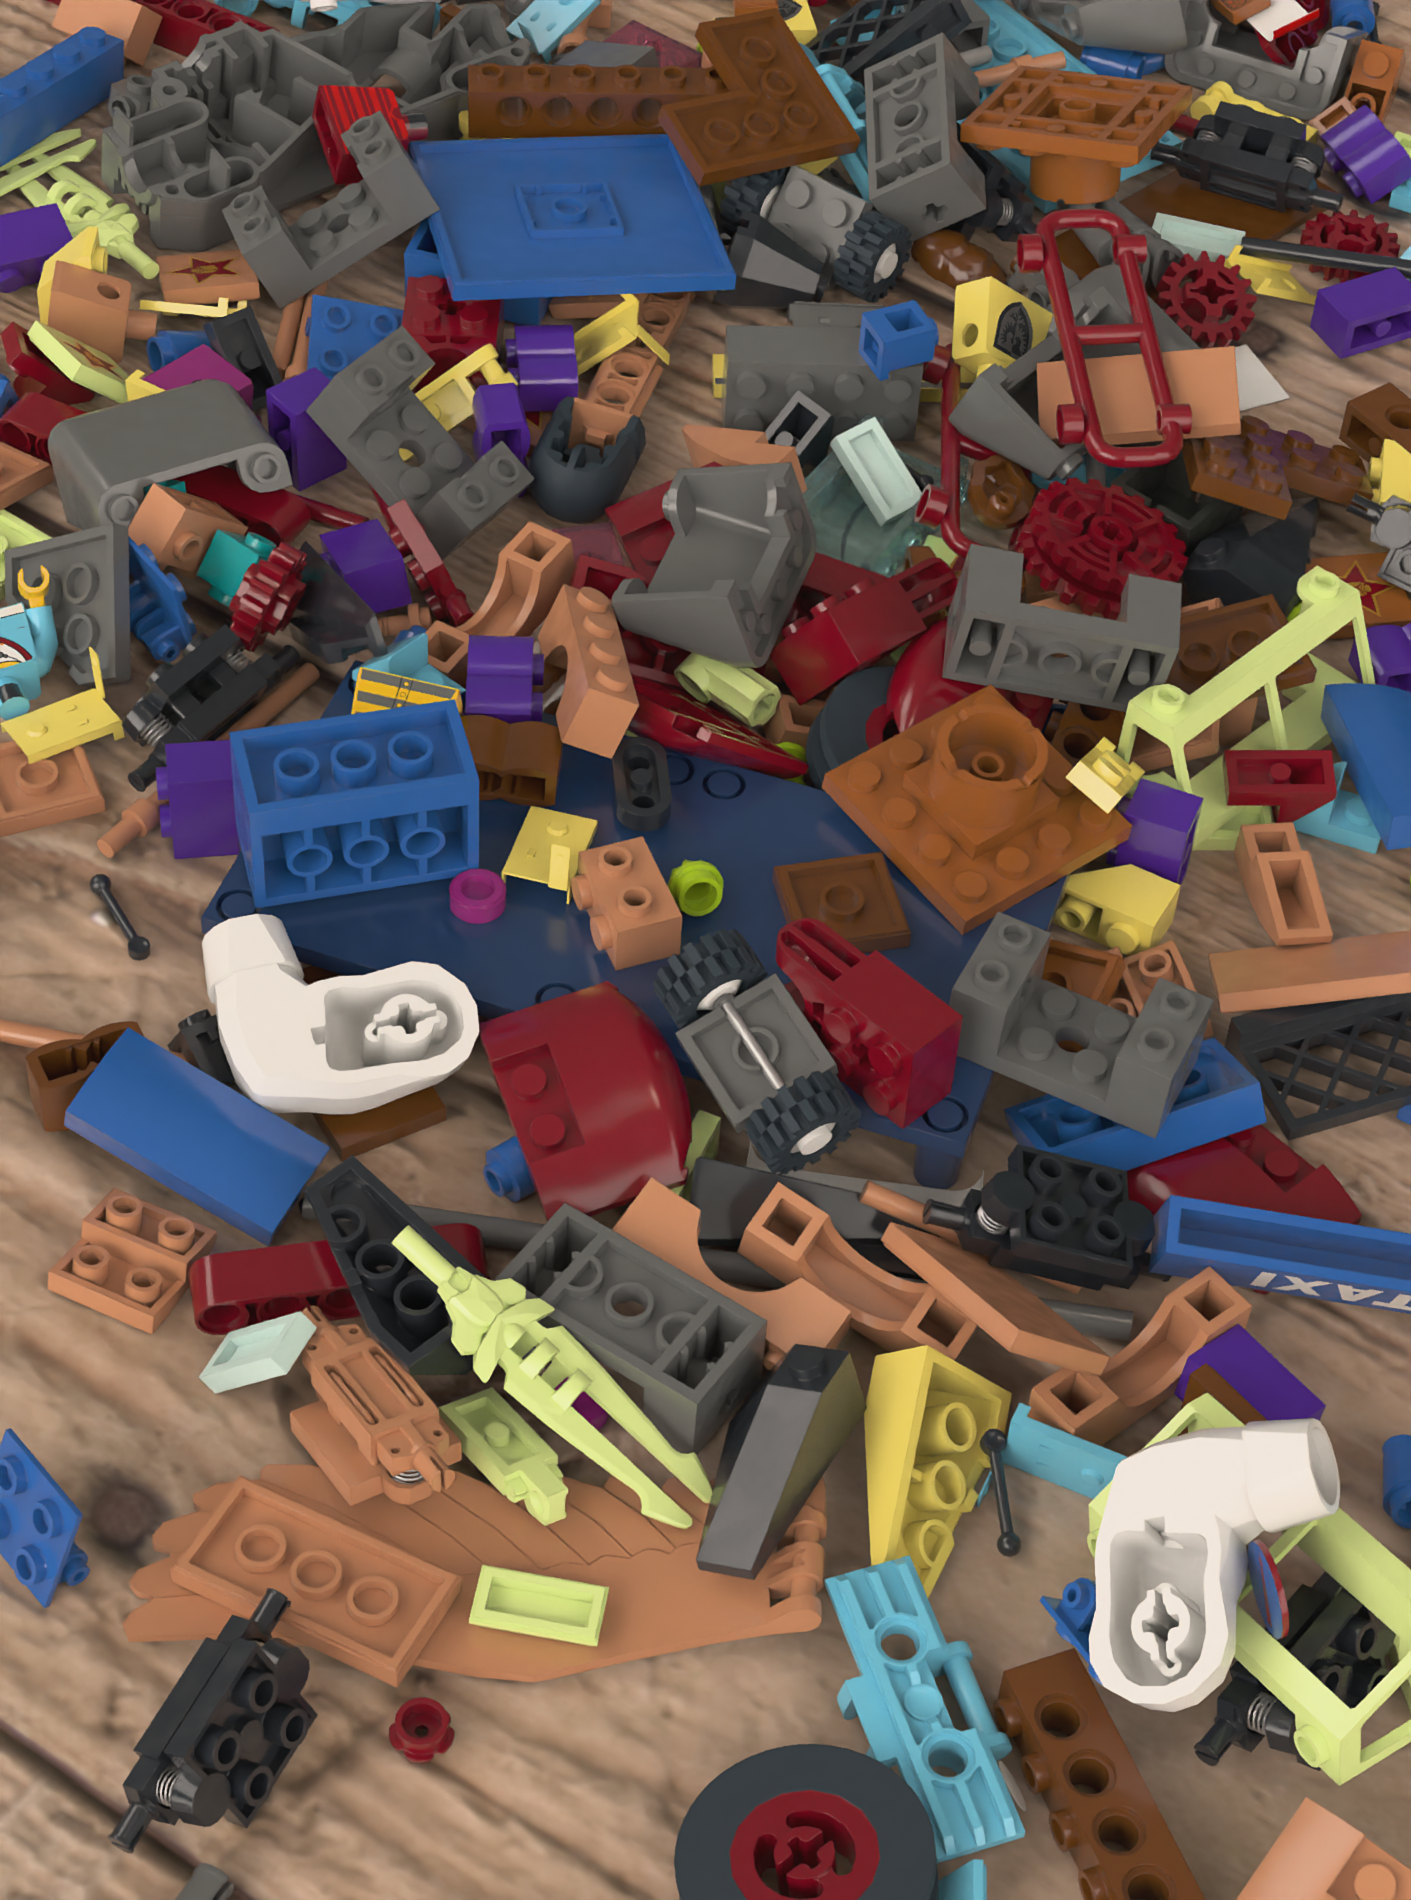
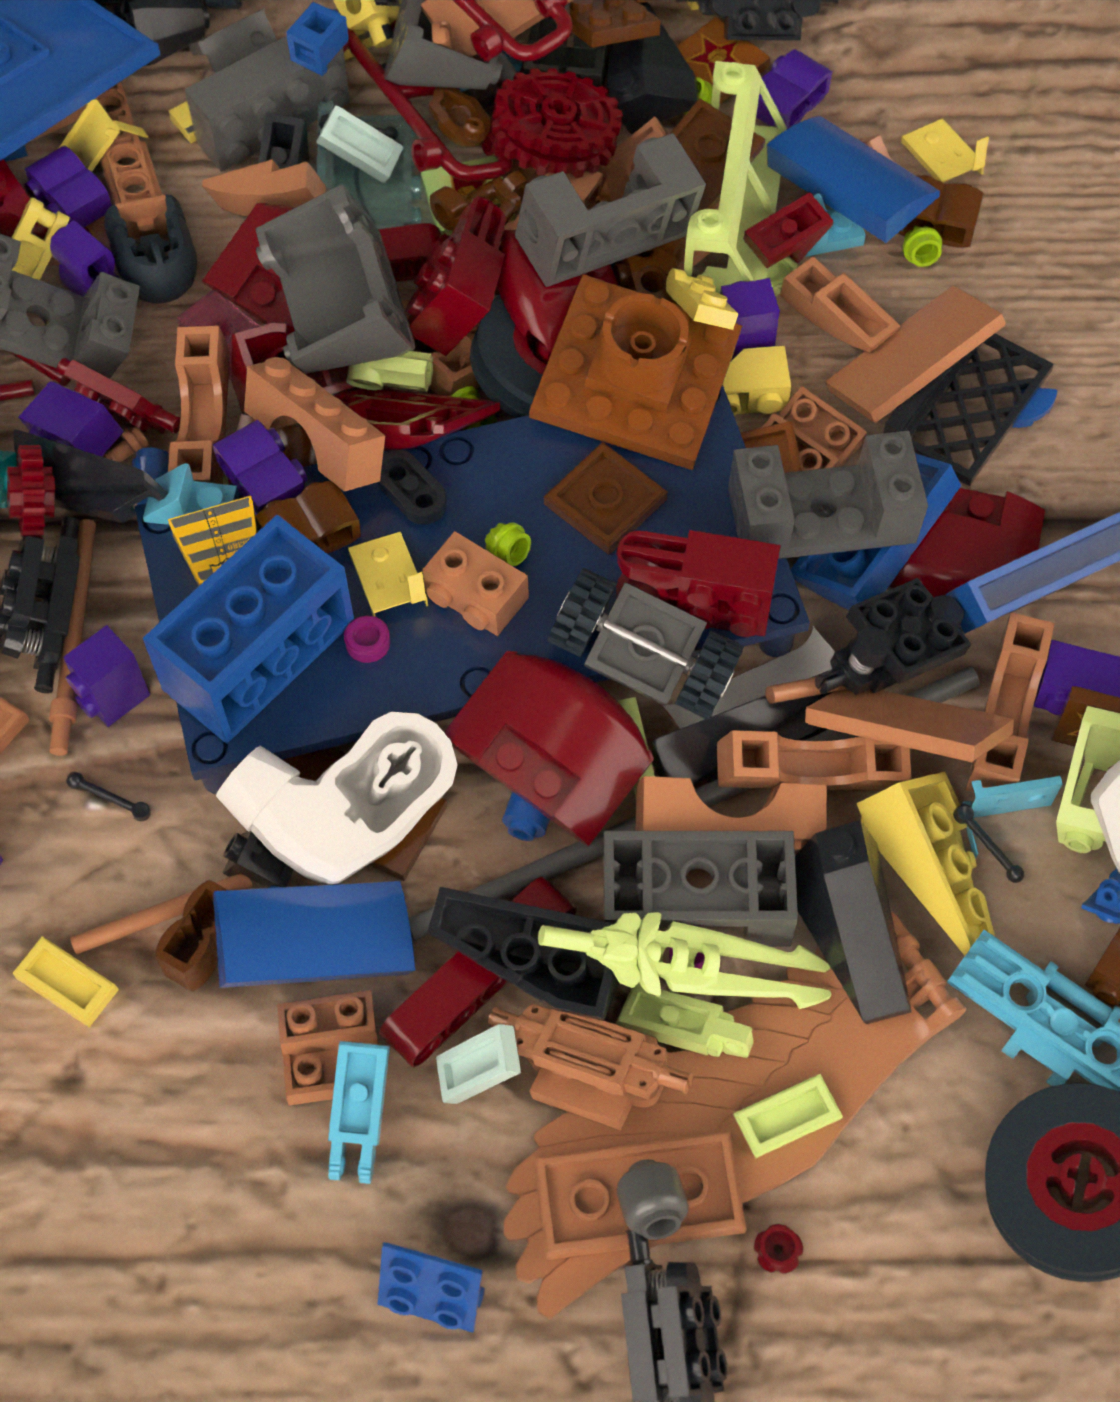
camera: 30 degrees left, 15 degrees up
(103, 1320) = (357, 1105): none -> medium azure hinge
(314, 1569) = (652, 1199): none -> dark grey head
(1032, 398) = (442, 34): none -> nougat tile

